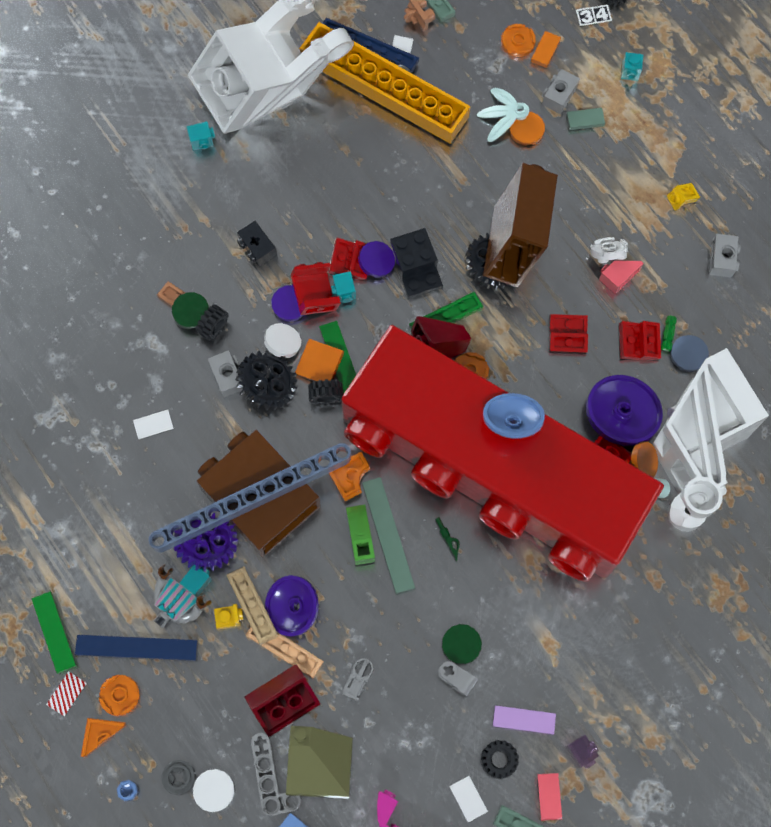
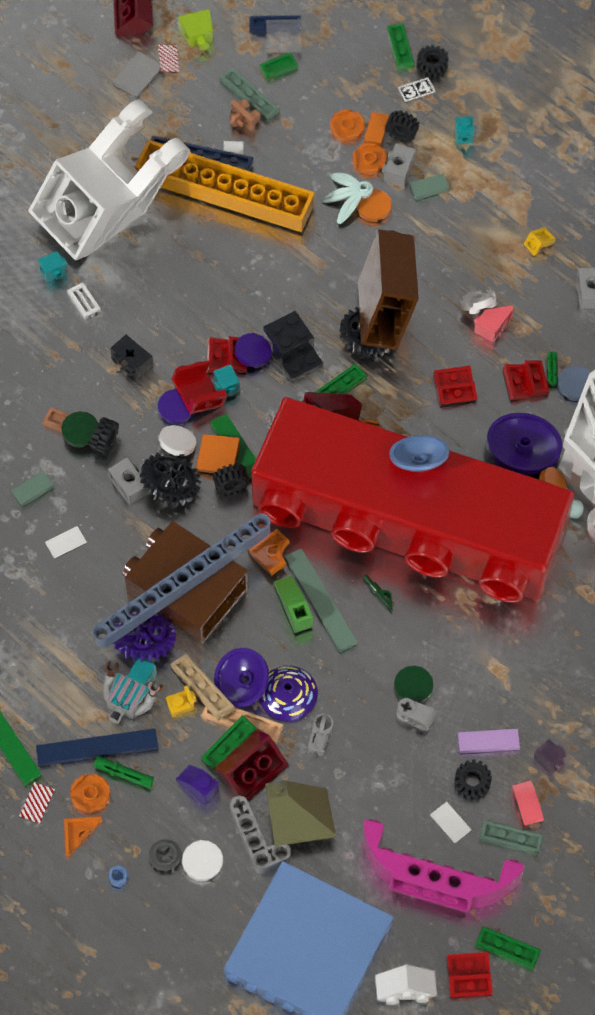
camera: 10 degrees left, 10 degrees down
(132, 363) = (32, 489): none -> sand green tile
(162, 684) = (122, 771): none -> green pin
(226, 707) = (199, 783): none -> dark purple slope
(228, 189) = (89, 311): none -> white tile
(265, 670) = (228, 742): none -> green tile
(340, 641) = (293, 703): none -> dark purple dish
(532, 79) = (369, 159): none -> orange tile
(571, 51) = (402, 126): none -> black tyre

